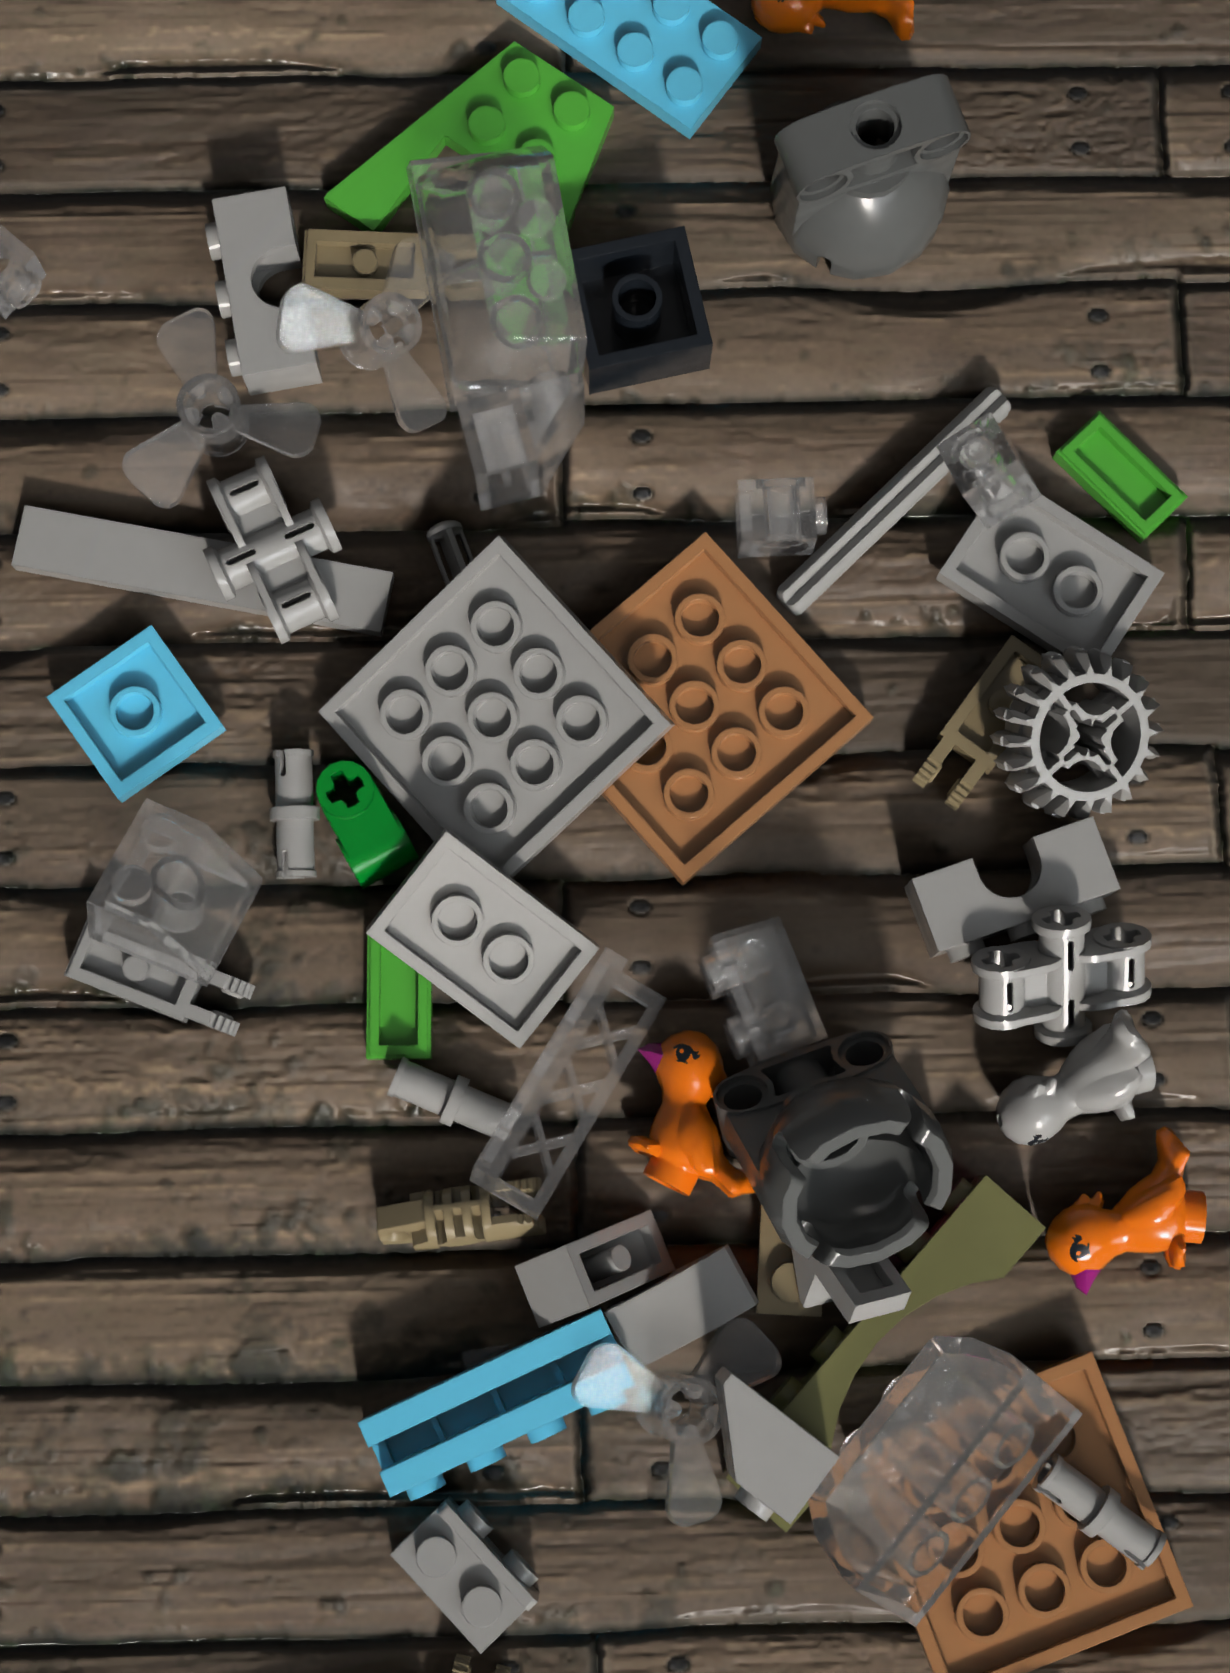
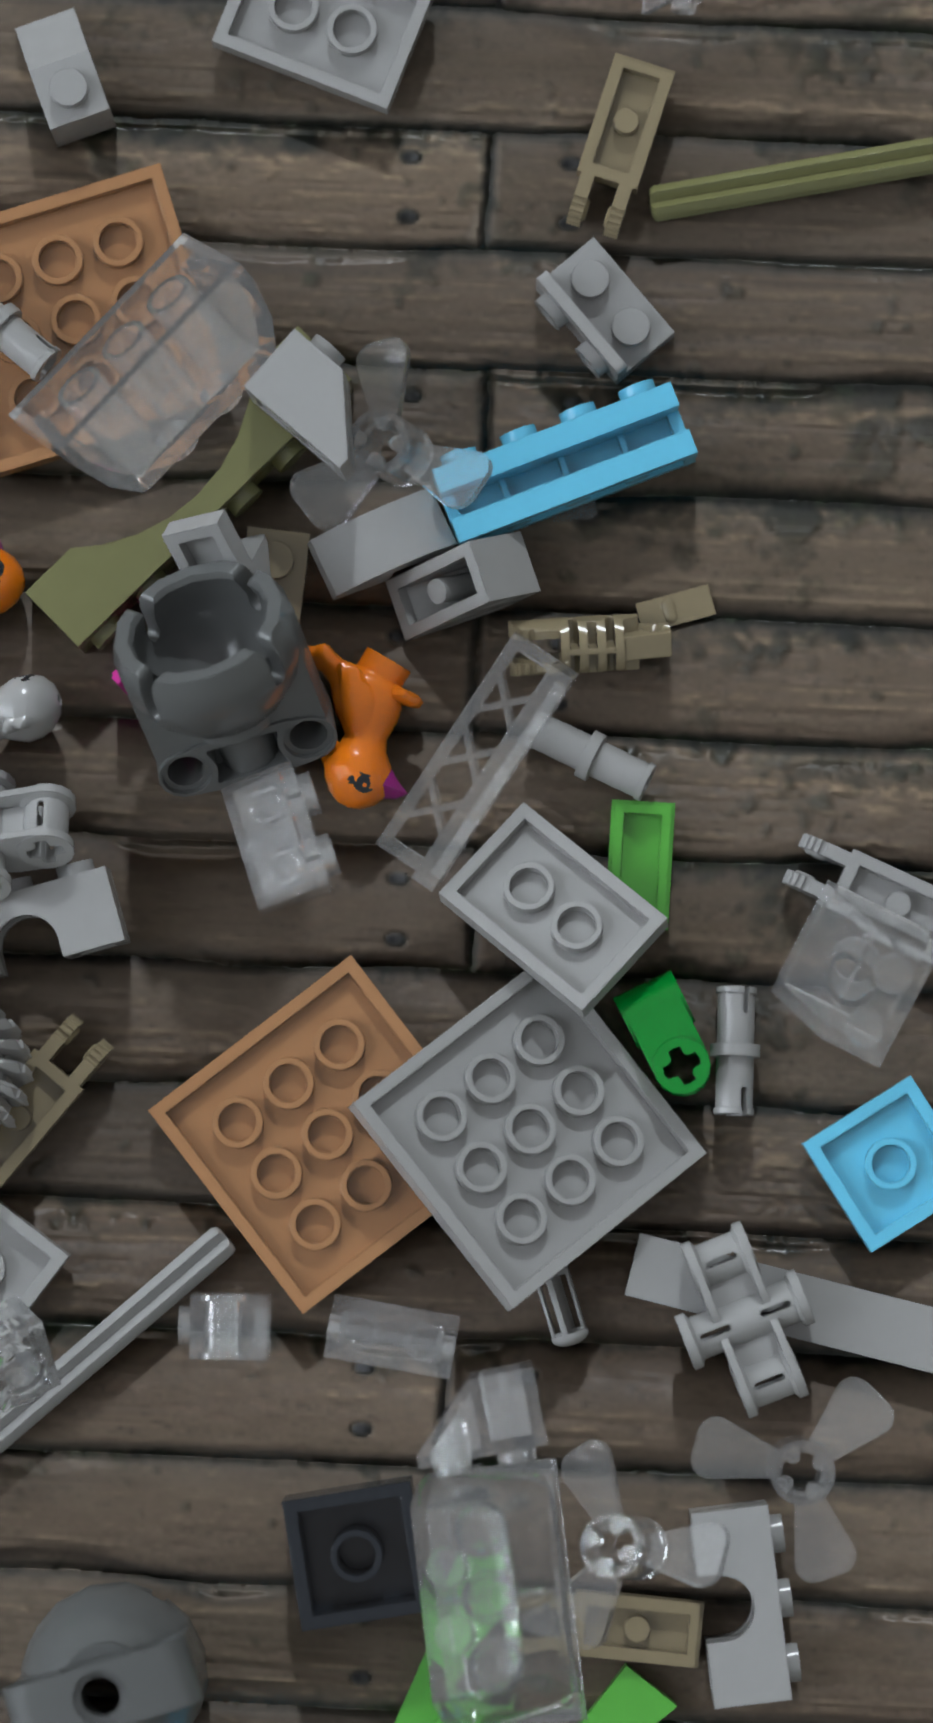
camera: 165 degrees left, 5 degrees up
(374, 1262) = (677, 607): none -> dark tan piece
(617, 521) = (391, 1336): none -> clear hinge

